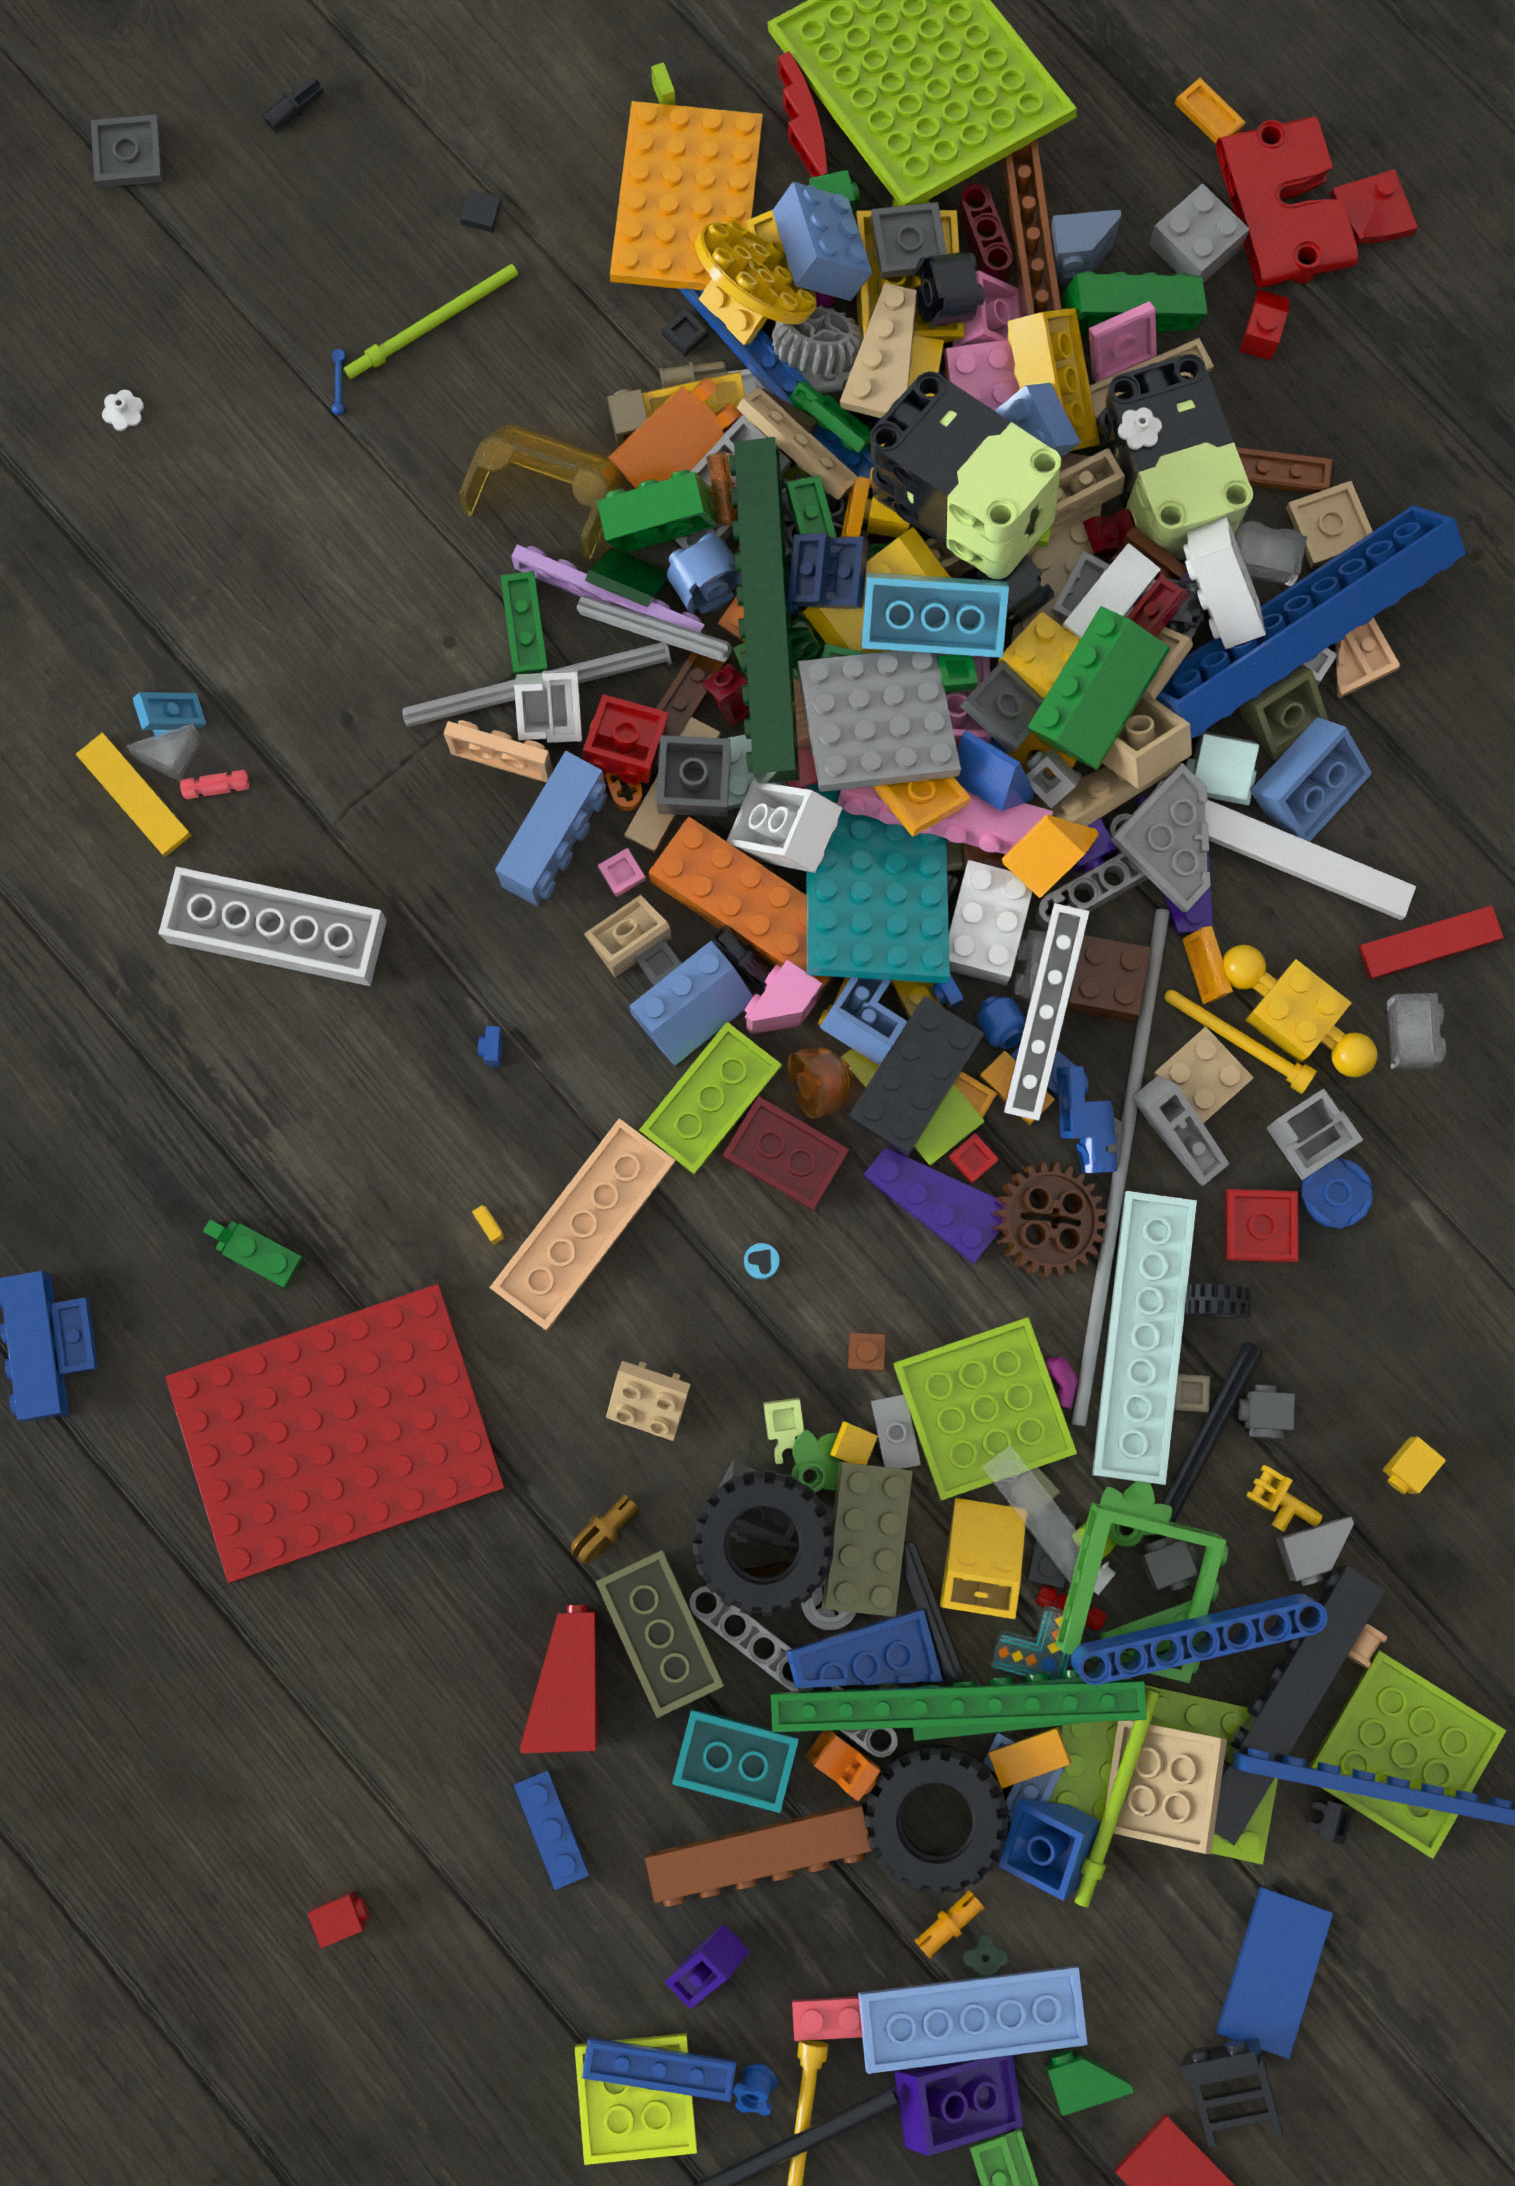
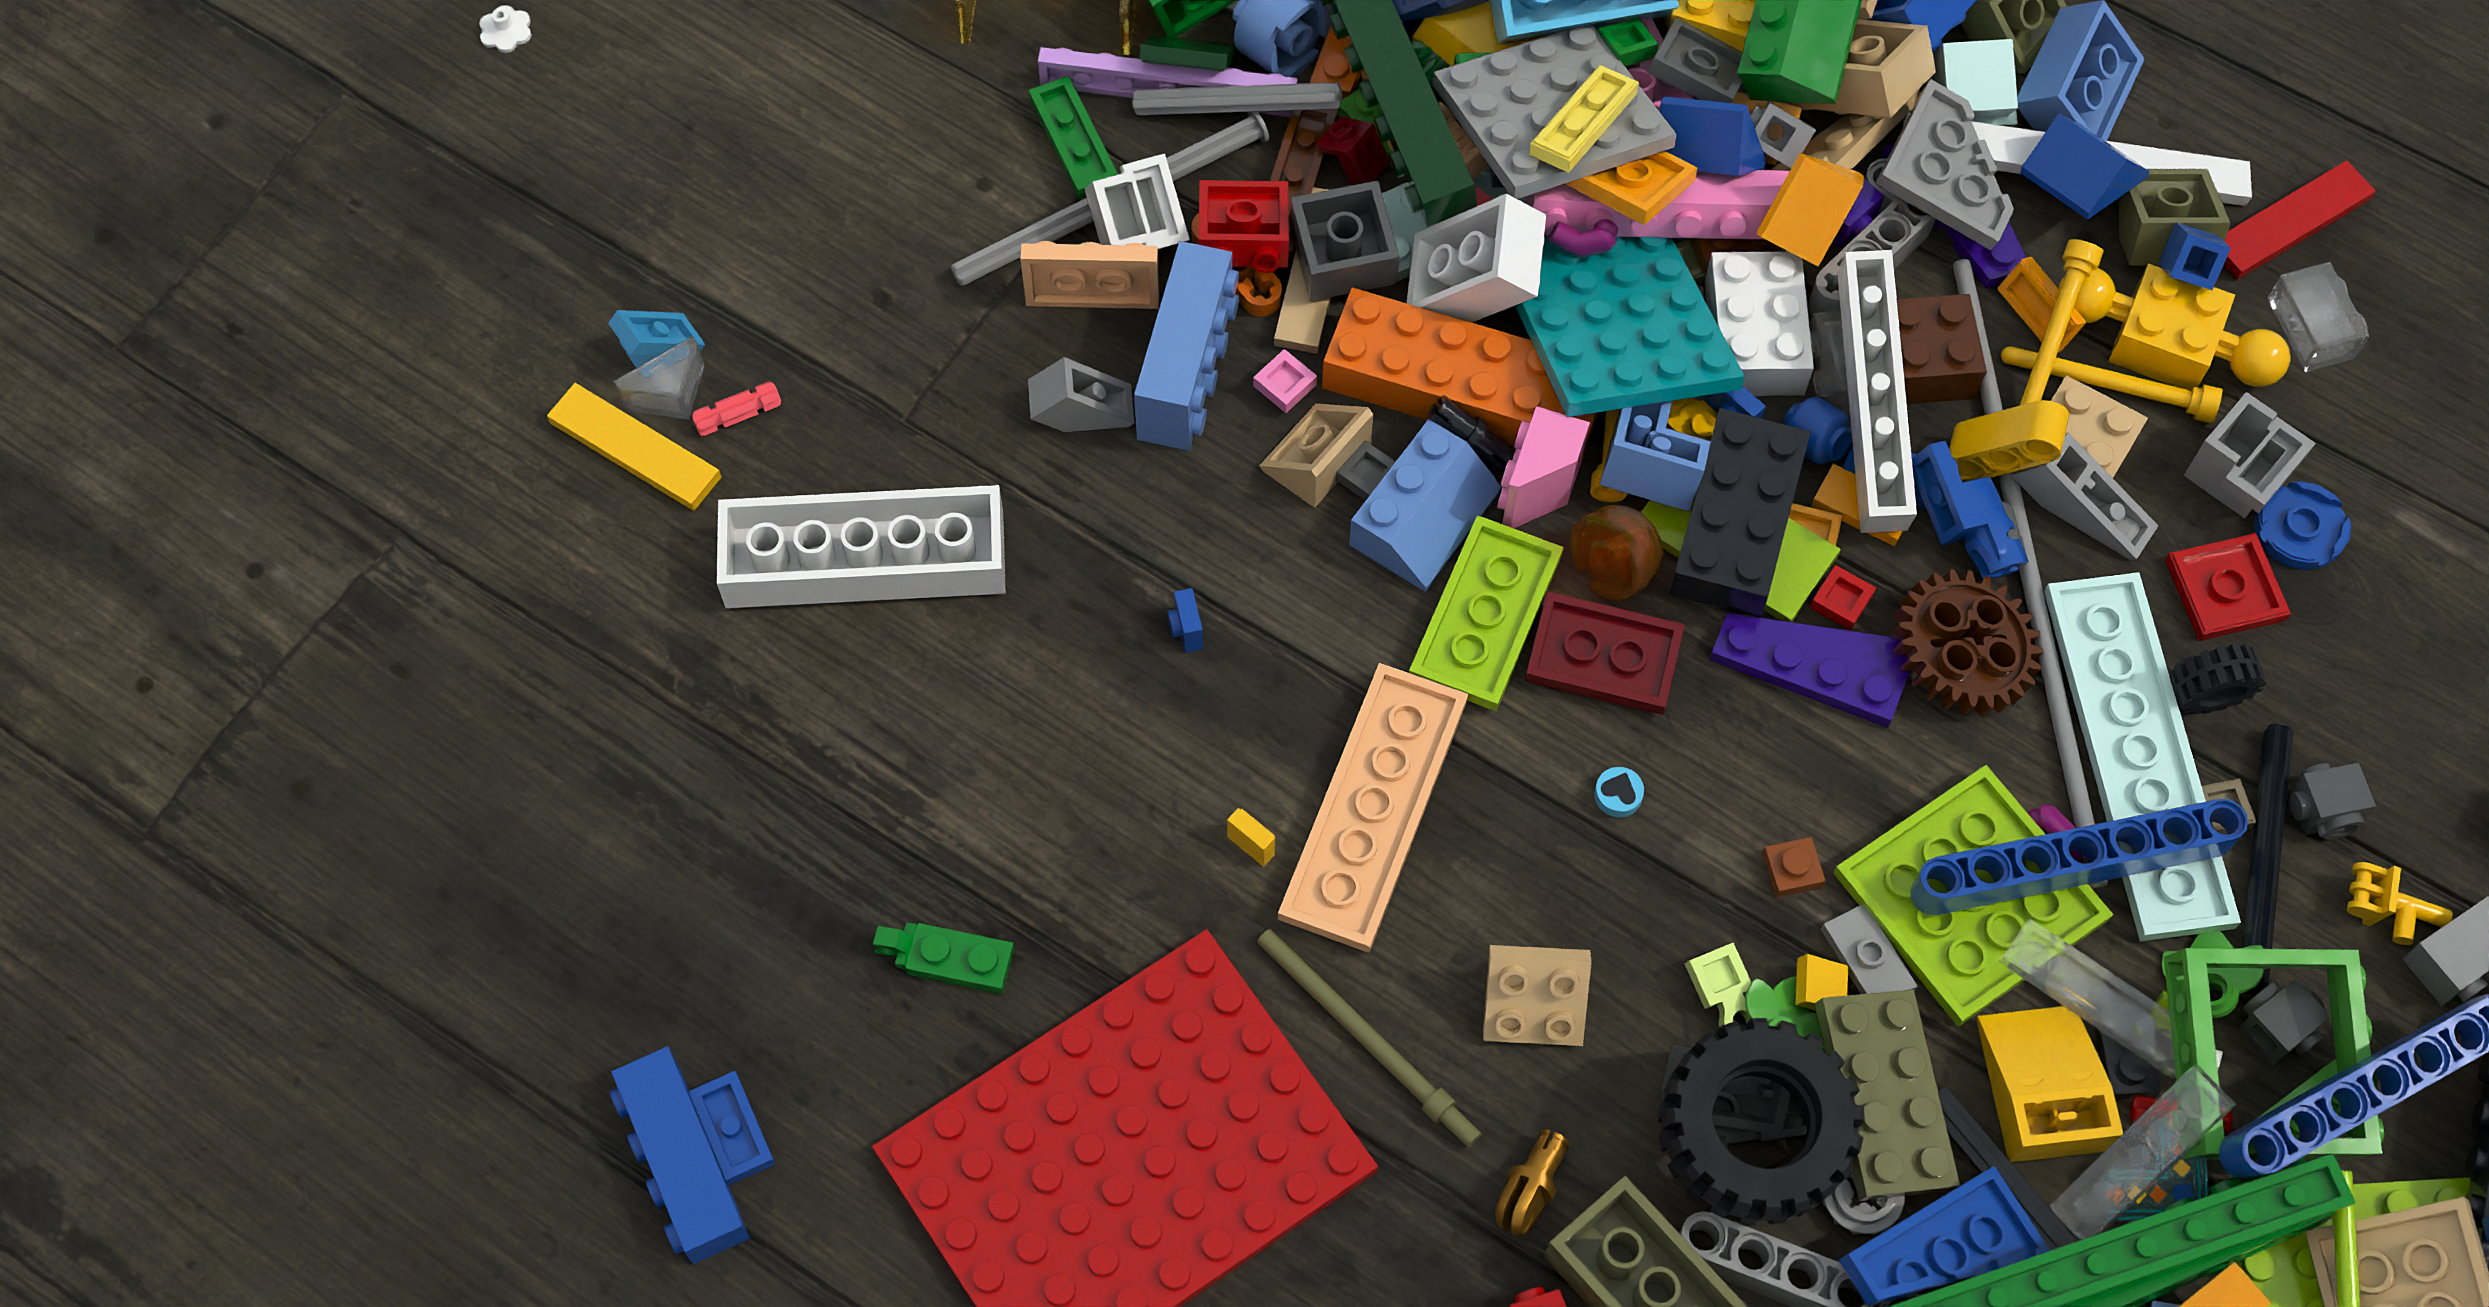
camera: 15 degrees left, 15 degrees down
(464, 846) = (1079, 398): none -> light grey slope
(559, 1454) = (1436, 1103): none -> olive bar
(870, 830) = (1586, 243): none -> magenta arm
(892, 740) = (1583, 118): none -> light yellow tile
(1021, 1637) = (2142, 1154): none -> clear plate
(1081, 1404) = (2094, 841): none -> blue beam
(1133, 1075) = (2009, 440): none -> yellow beam
(1239, 948) = (2079, 260): none -> yellow piece
(1276, 865) = (2081, 168): none -> blue slope
(1328, 966) = (2194, 256): none -> blue brick
(1332, 919) = (2158, 202): none -> olive slope

